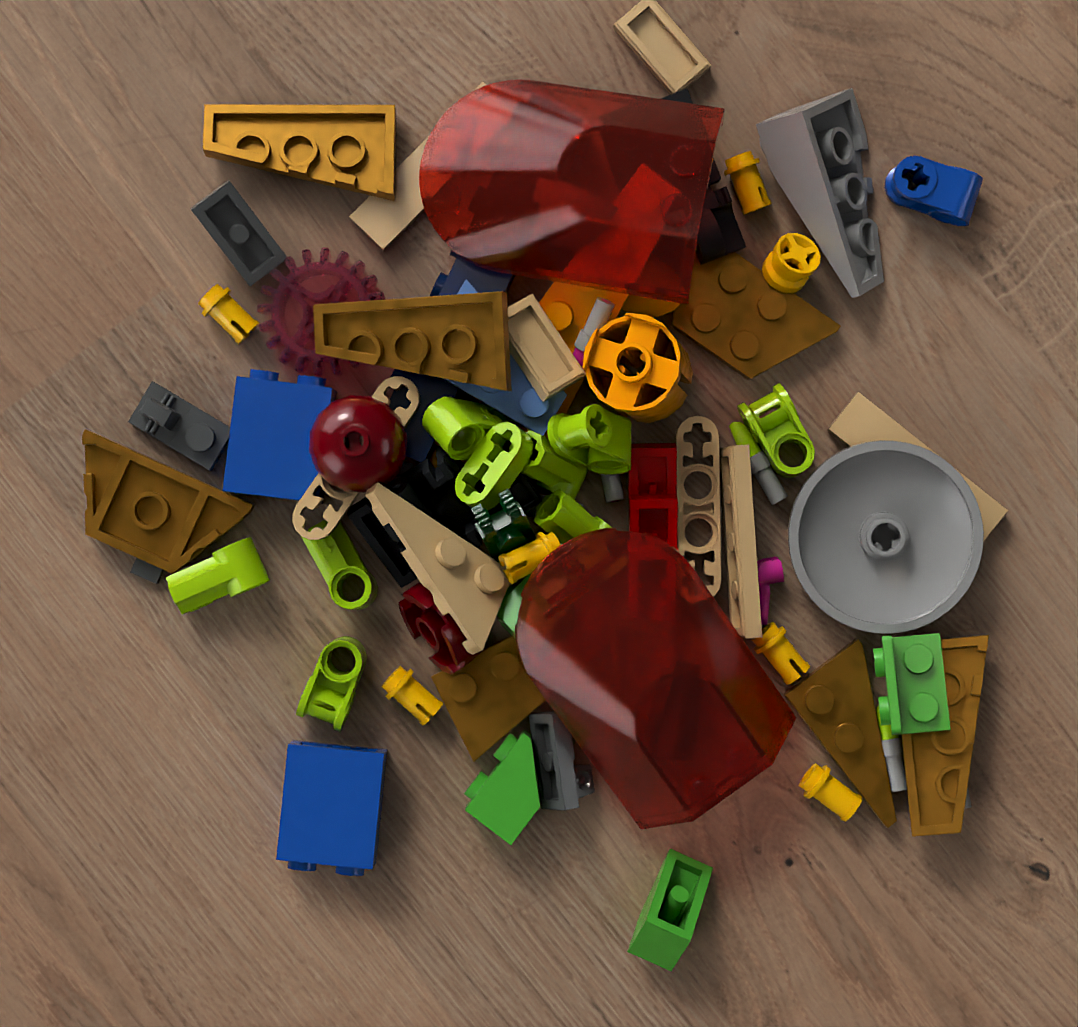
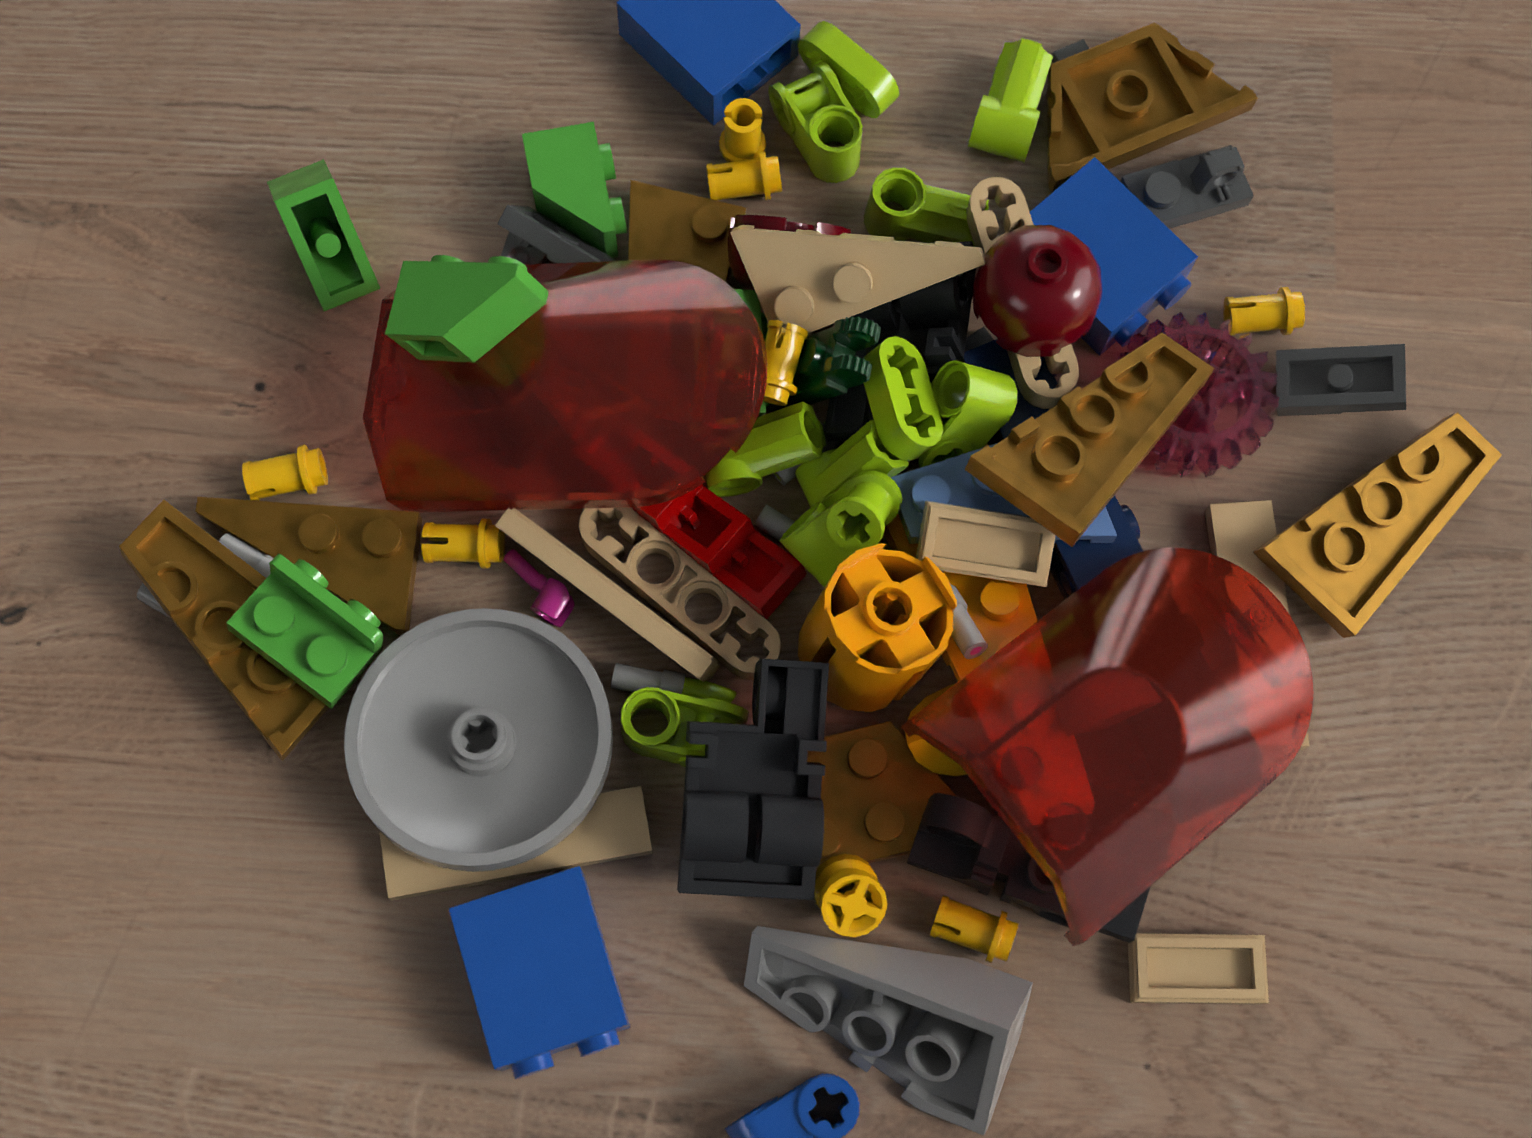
camera: 120 degrees right, 15 degrees down
(283, 695) = (862, 78): none -> lime beam
(398, 713) = (742, 133): none -> yellow pin
(677, 755) = (461, 307): none -> bright green slope
(783, 357) = (754, 797): none -> black plate
(975, 392) = (540, 972): none -> blue brick

